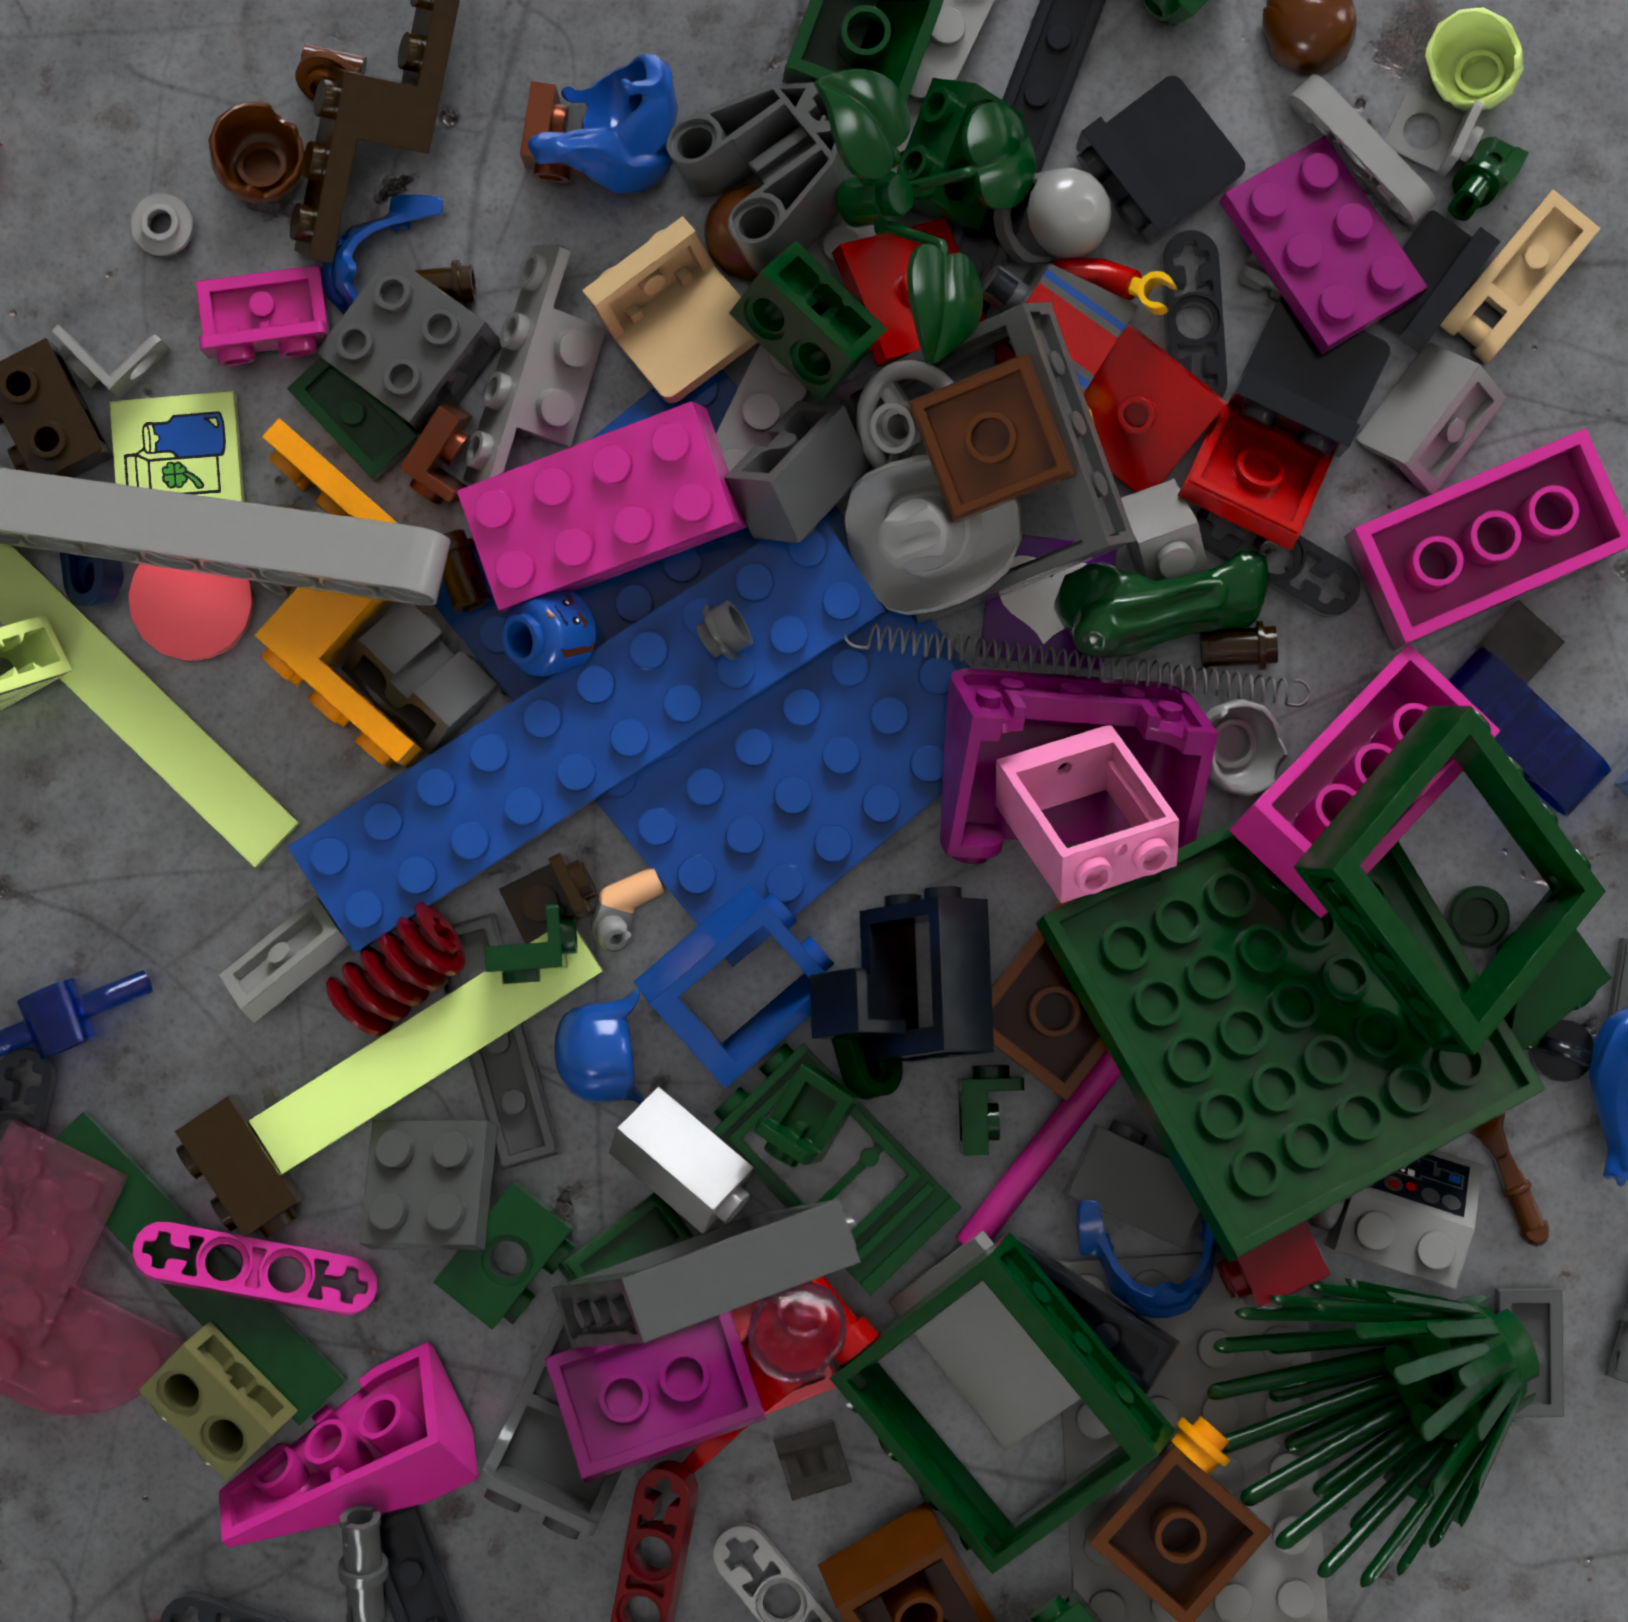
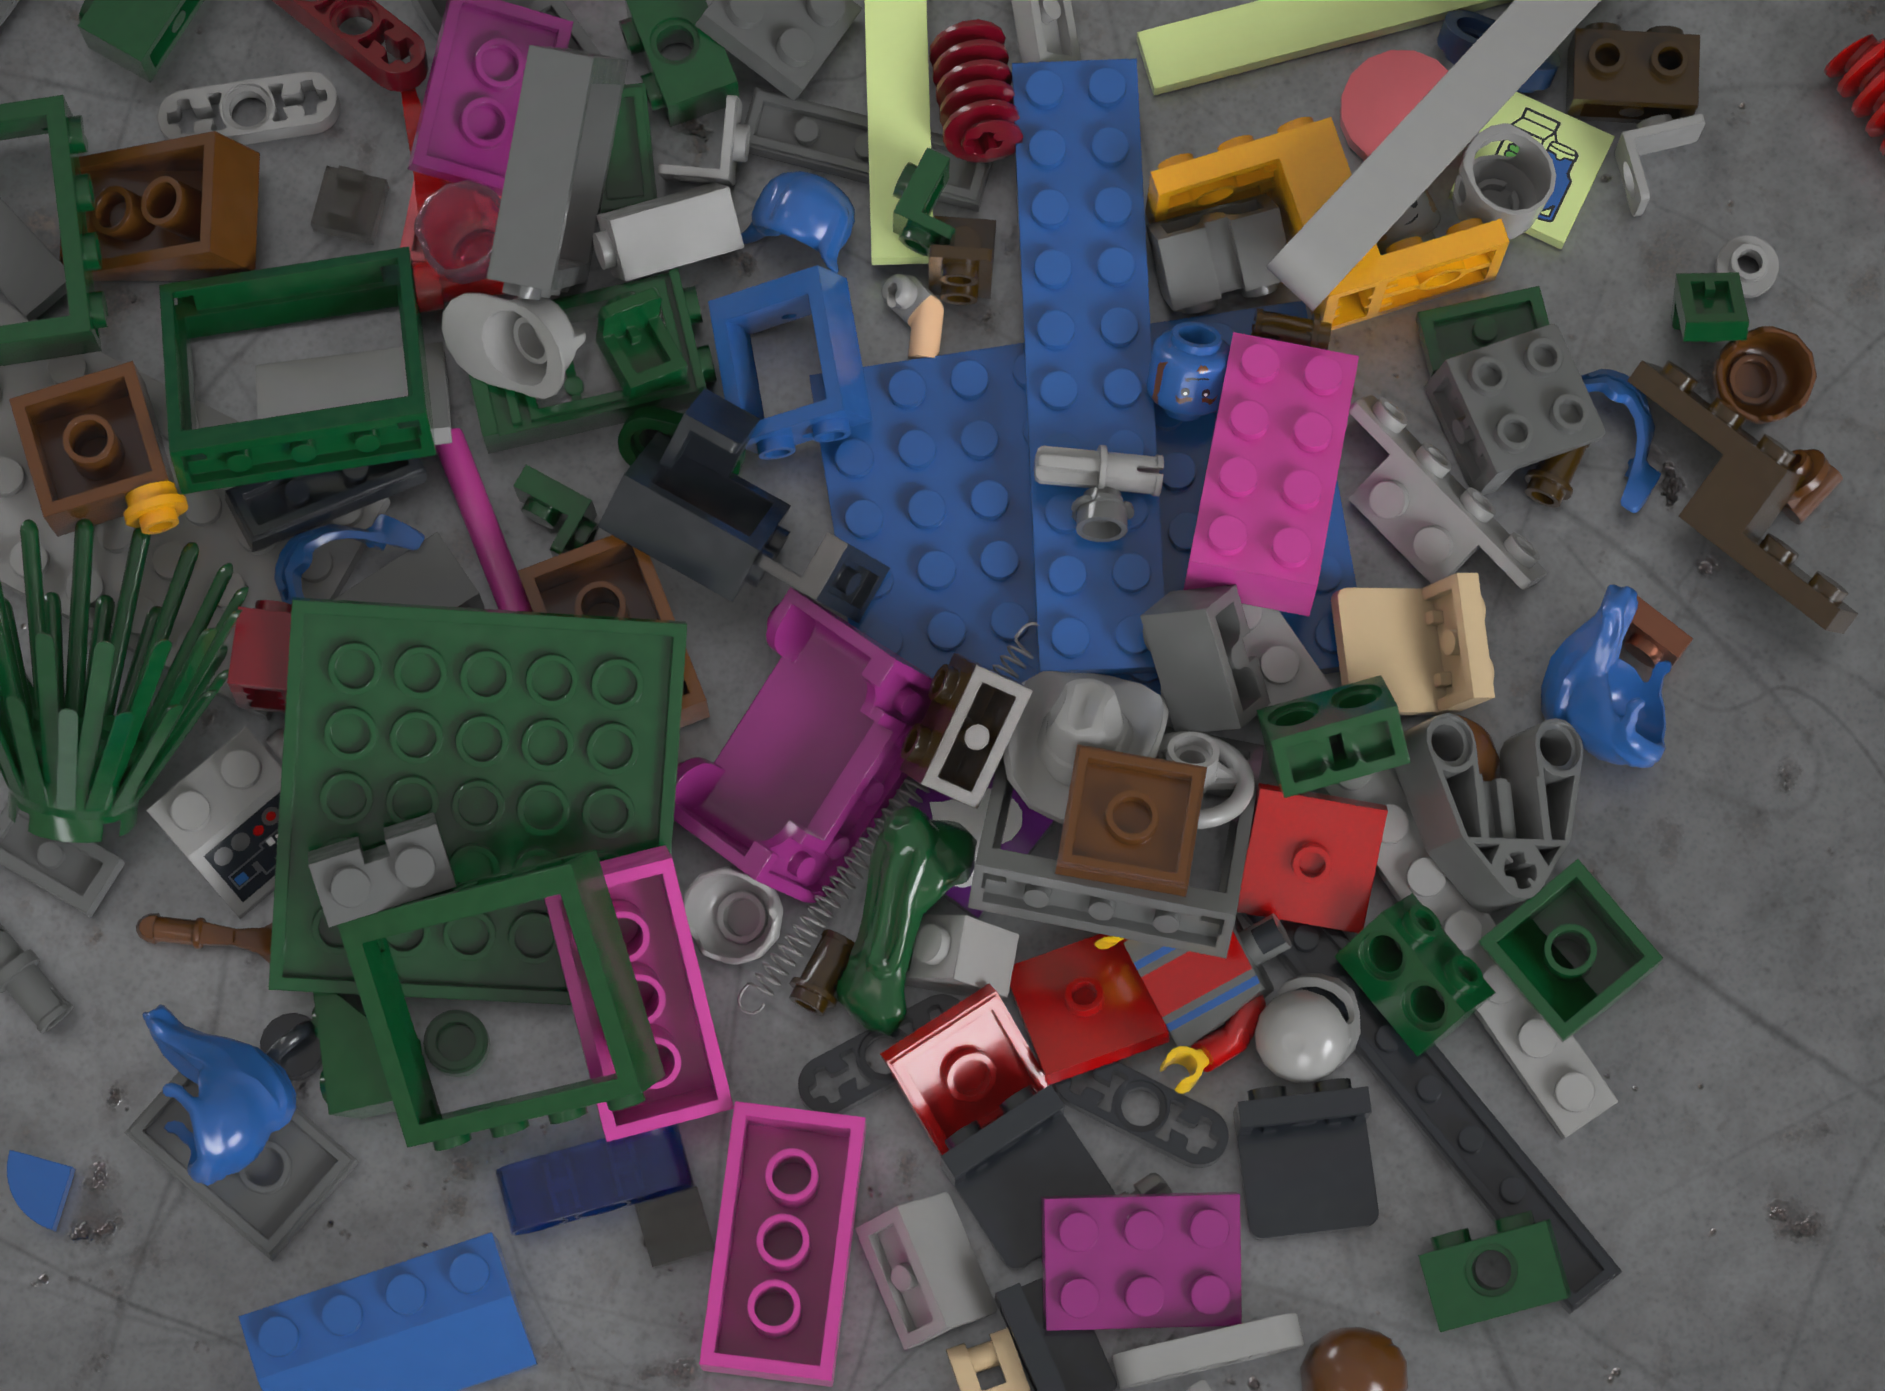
camera: 120 degrees right, 10 degrees down
(221, 457) = (1503, 185): none -> light grey helmet
(225, 228) = (1709, 307): none -> dark green bracket
(263, 314) = (1618, 304): dark pink bracket -> none
(439, 443) = (1408, 375): copper bracket -> none
(572, 1150) = (734, 148): none -> light grey bracket
(687, 656) = (1099, 469): none -> light grey axle
(867, 126) = (1467, 853): dark green plant -> none
(883, 1219) = (511, 342): none -> light grey piece
(926, 824) = (835, 577): none -> black panel
(985, 632) = (964, 729): none -> dark brown brick
(1095, 763) = (797, 765): bright pink window -> none
(1410, 1042) = (369, 881): none -> dark grey brick

